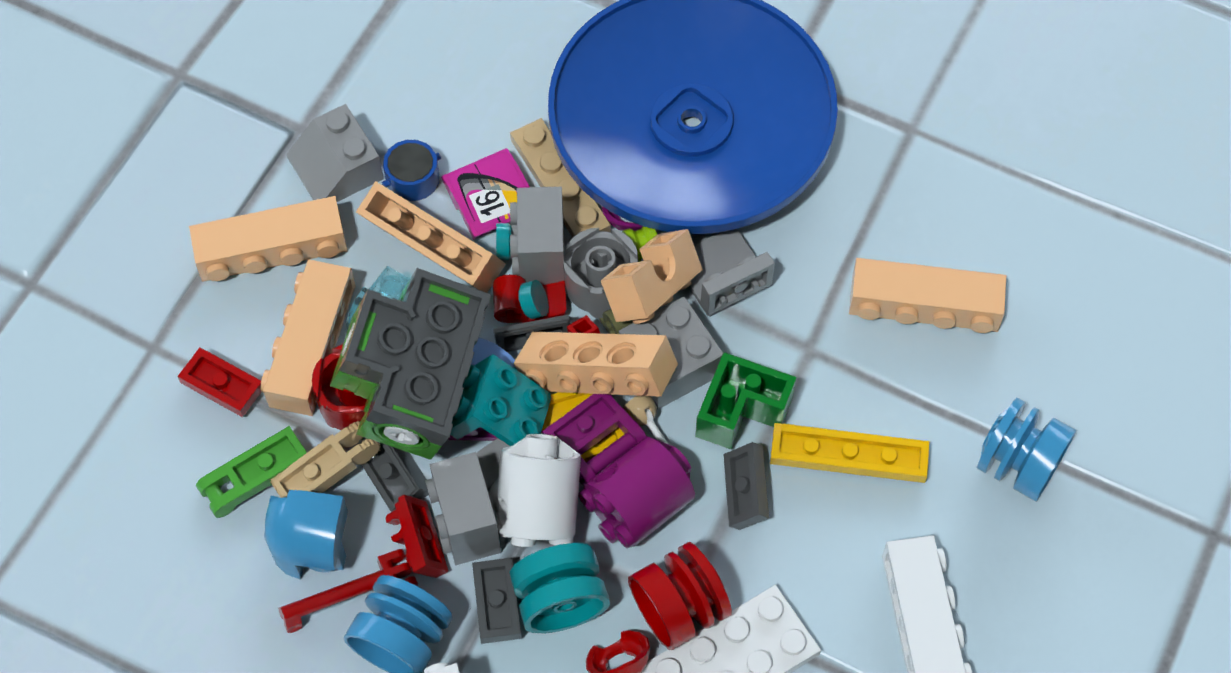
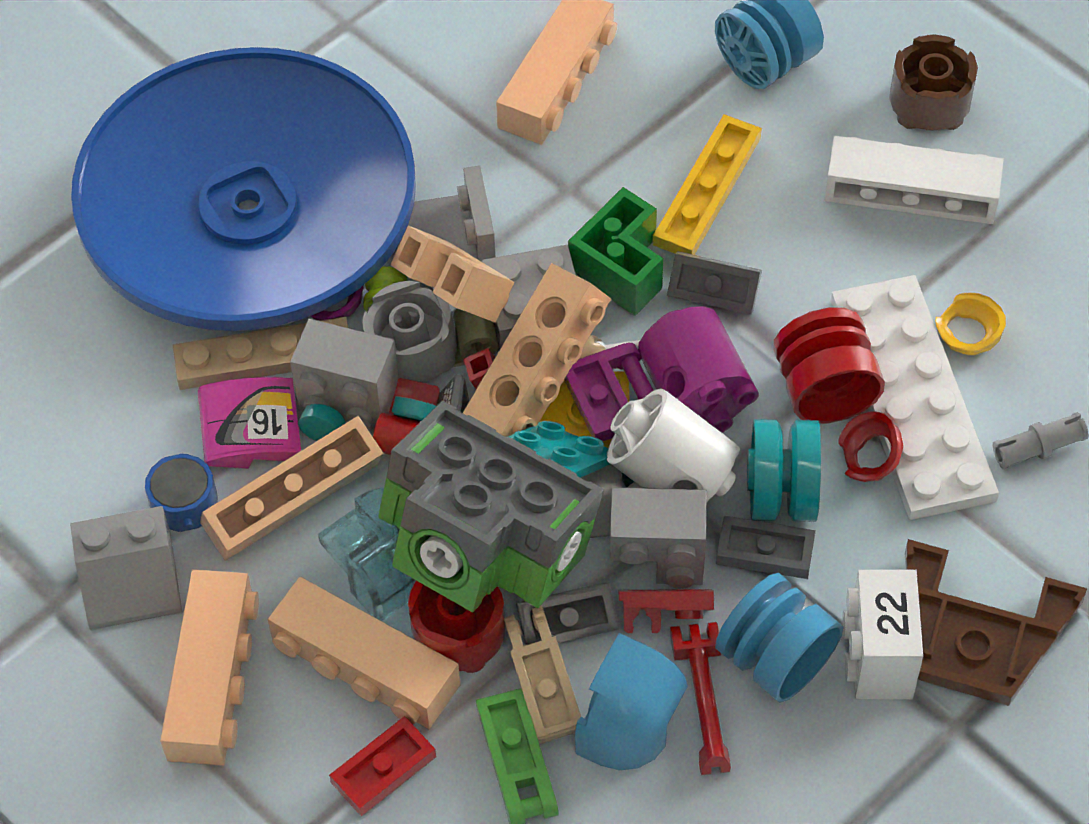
camera: 70 degrees left, 5 degrees down
(1048, 589) = (932, 83): none -> reddish brown brick

